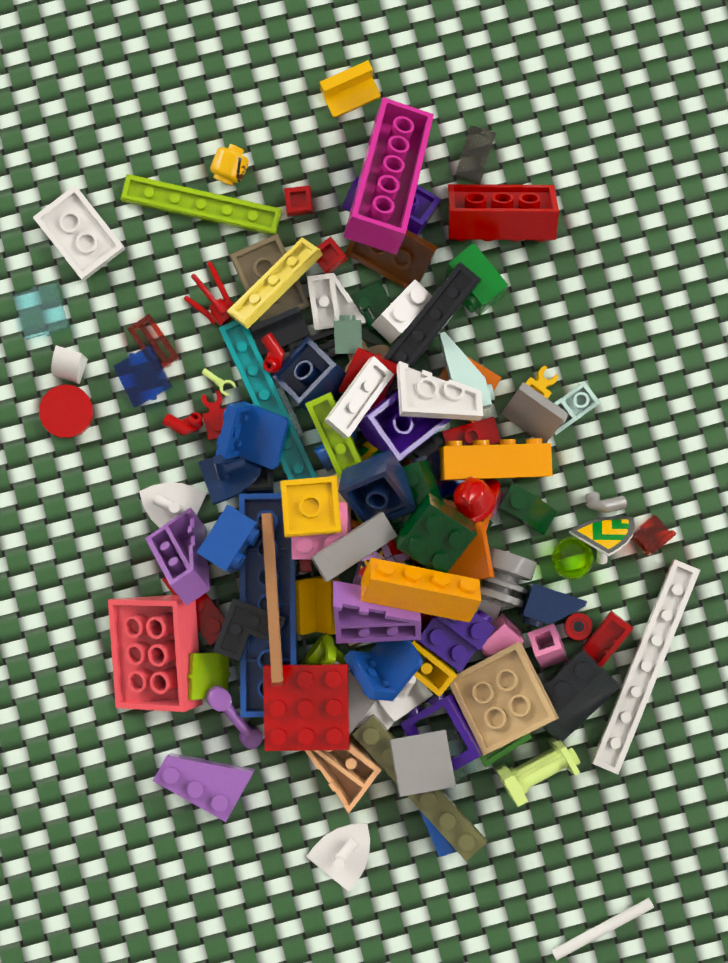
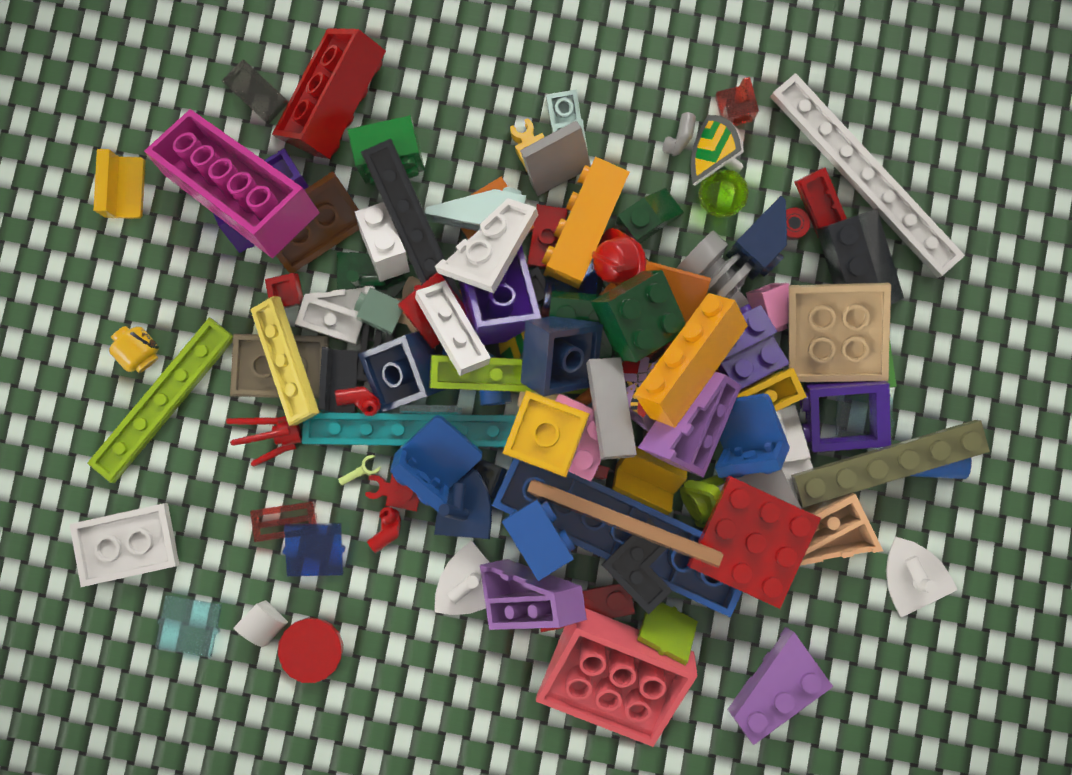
camera: 65 degrees left, 0 degrees up
(221, 700) = (702, 630): medium lavender bar -> none
(298, 201) = (210, 295): red tile -> none
(422, 763) = (870, 447): light grey tile -> none
(519, 779) = (934, 331): yellowish green fence -> none
(547, 646) = (802, 261): bright pink brick -> none

